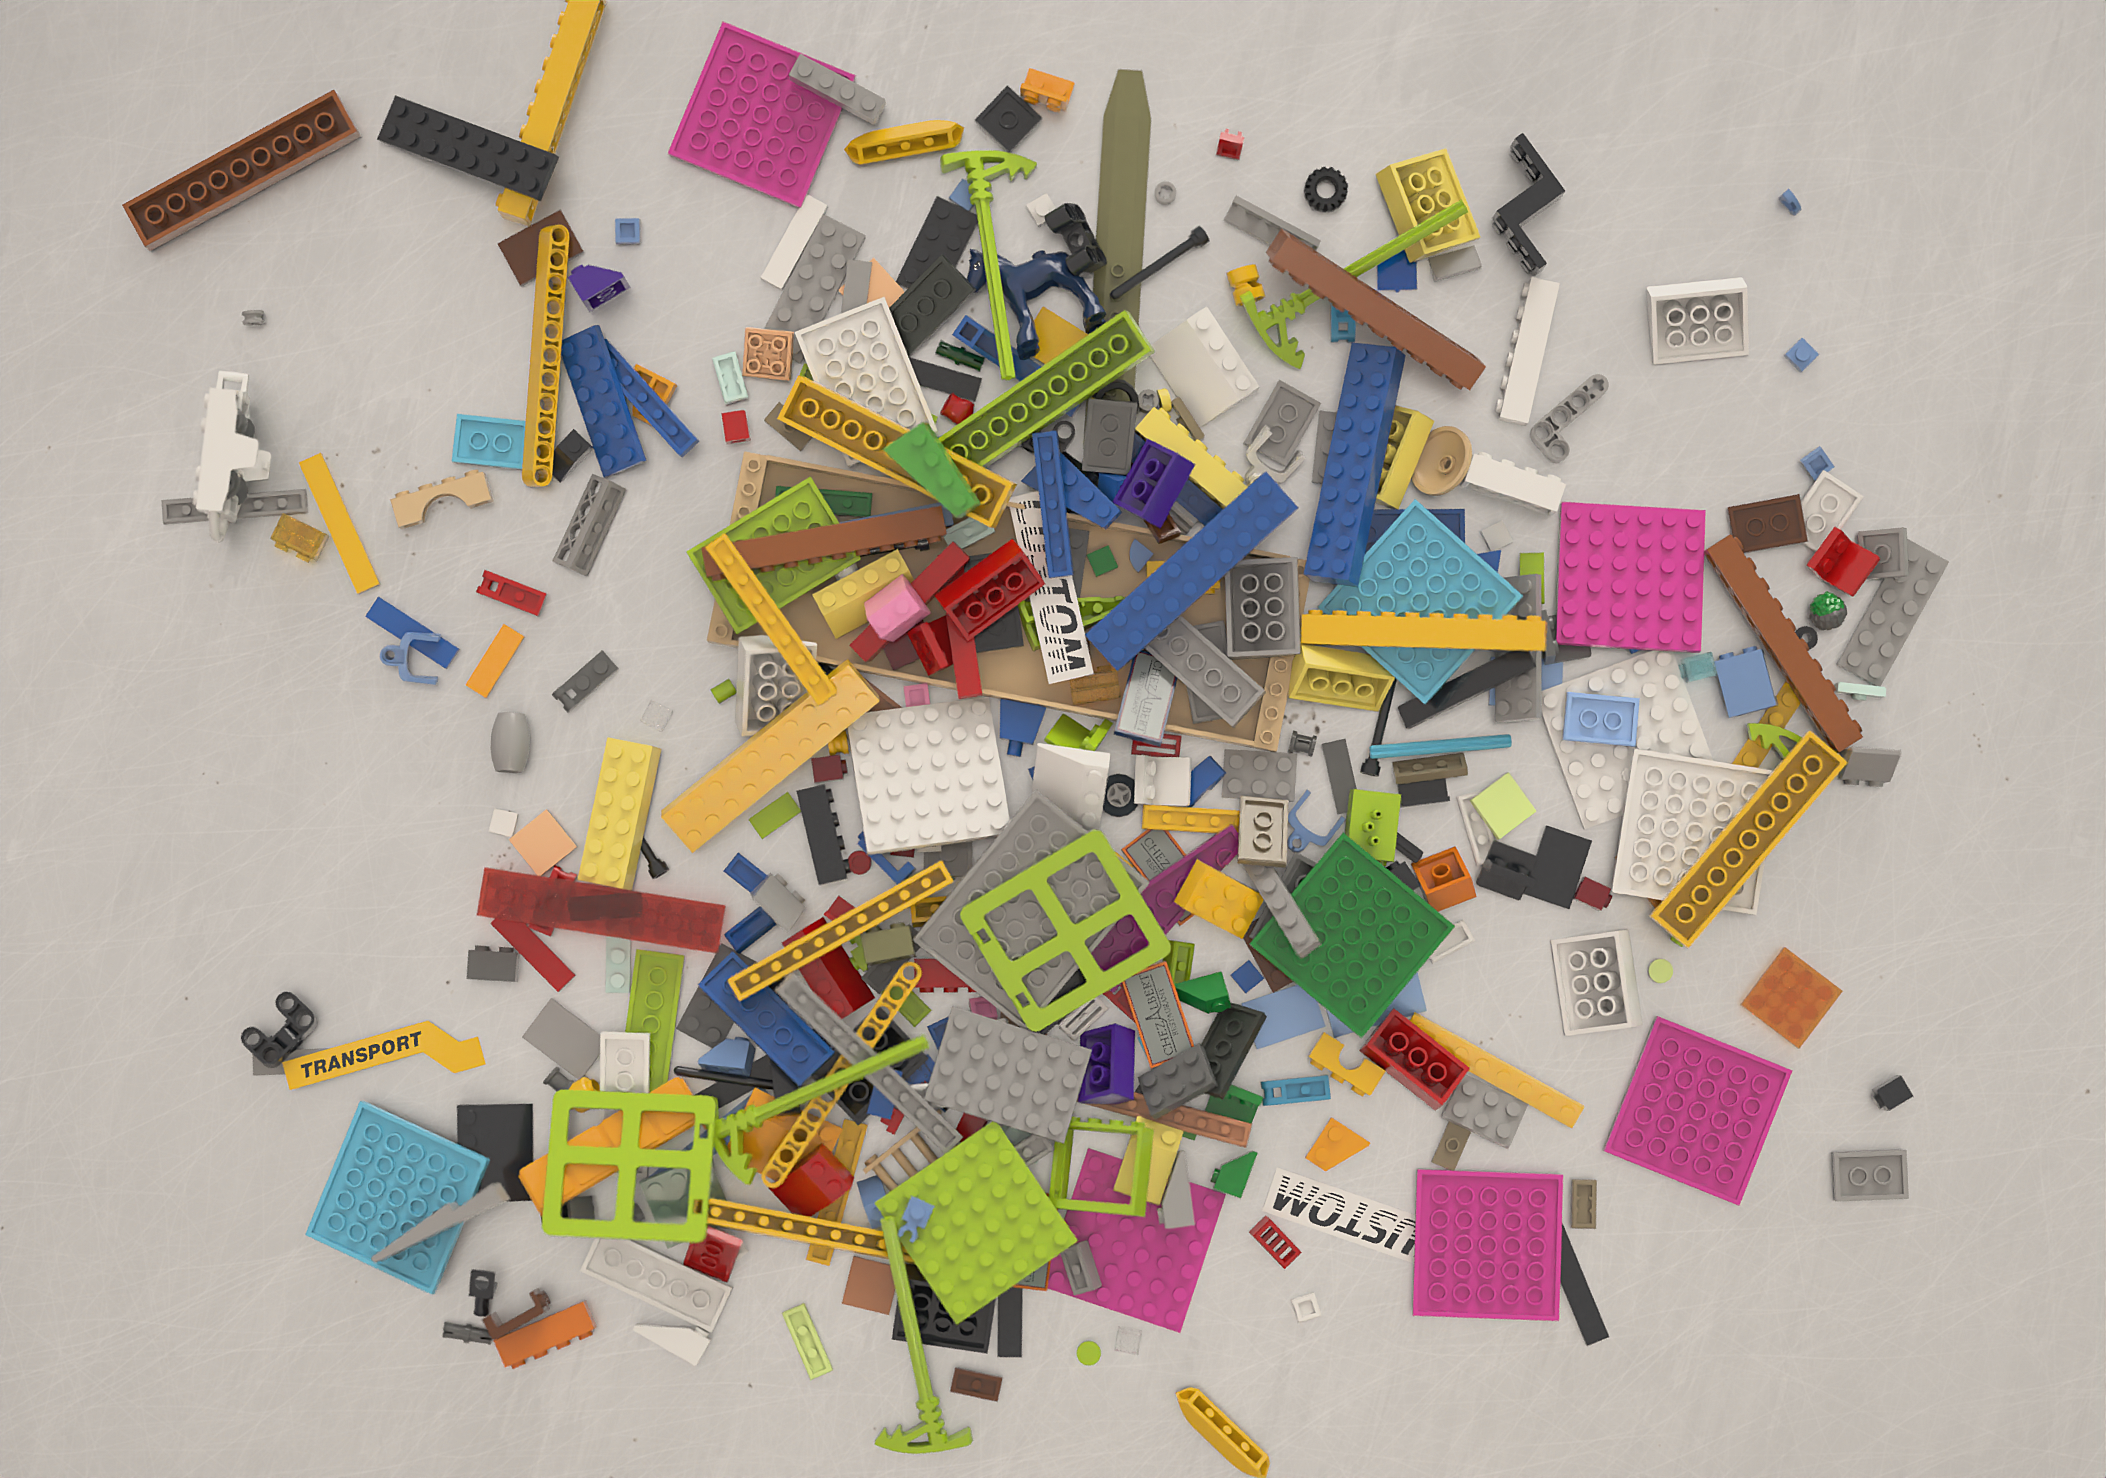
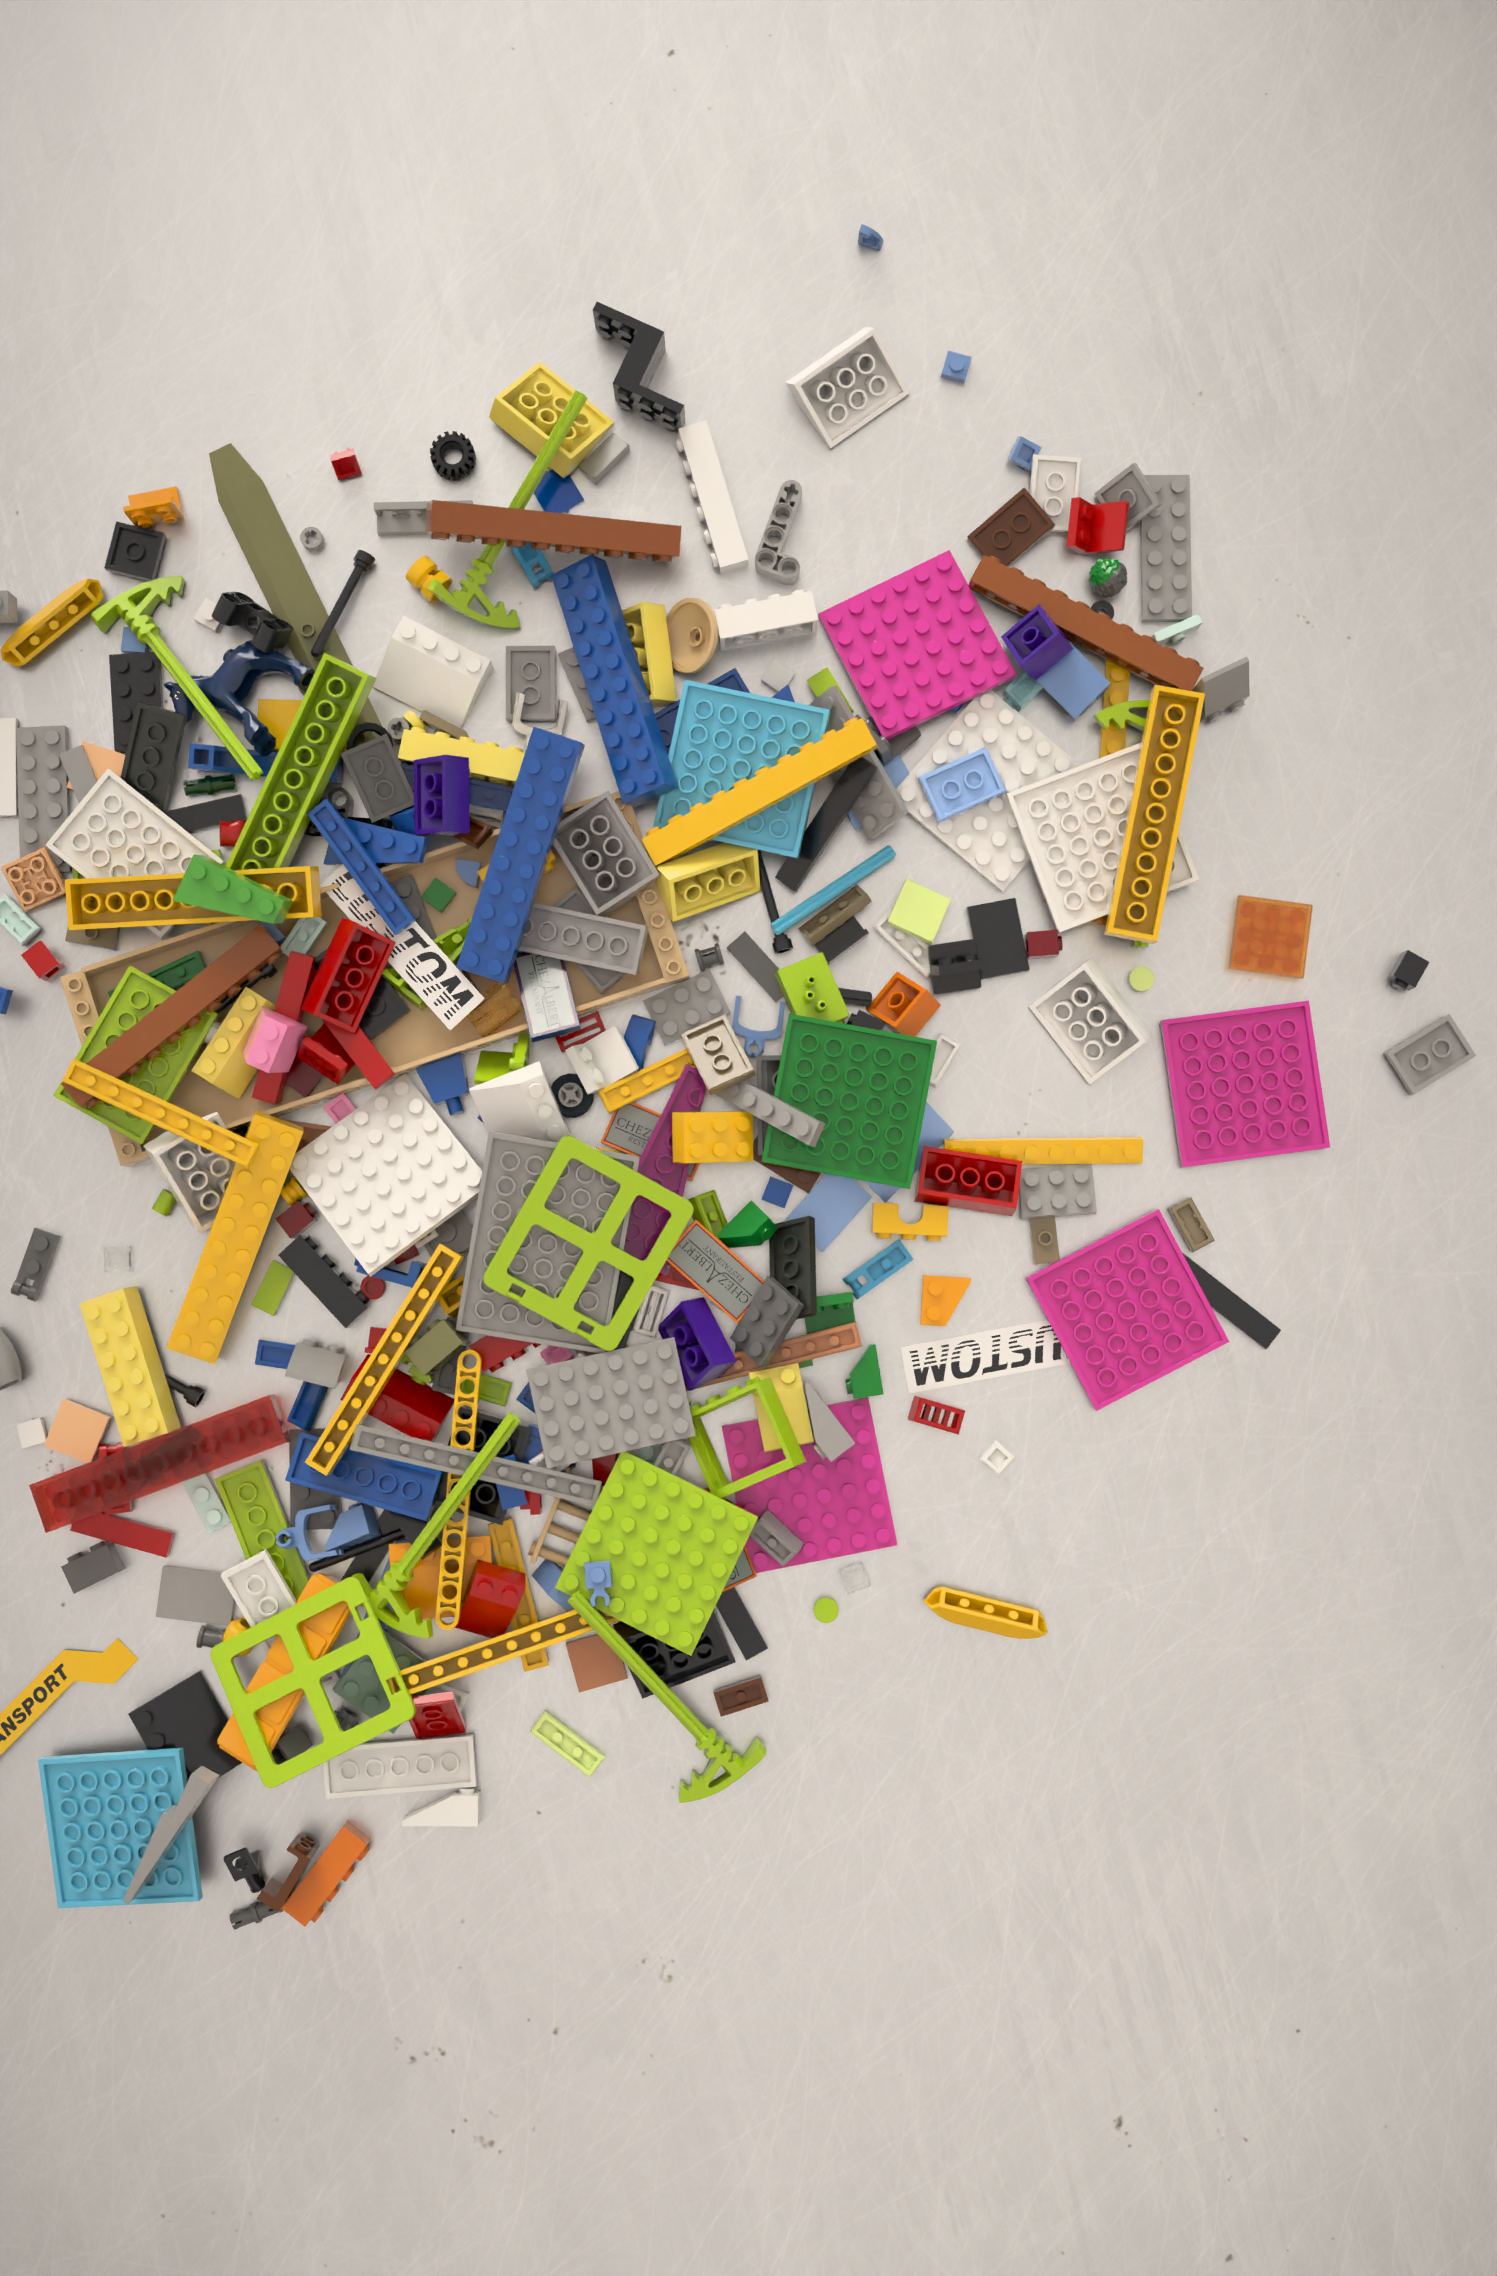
camera: 25 degrees left, 0 degrees up
(682, 1037) = (299, 1537): none -> medium blue piece
(1732, 635) = (1036, 643): none -> dark purple slope

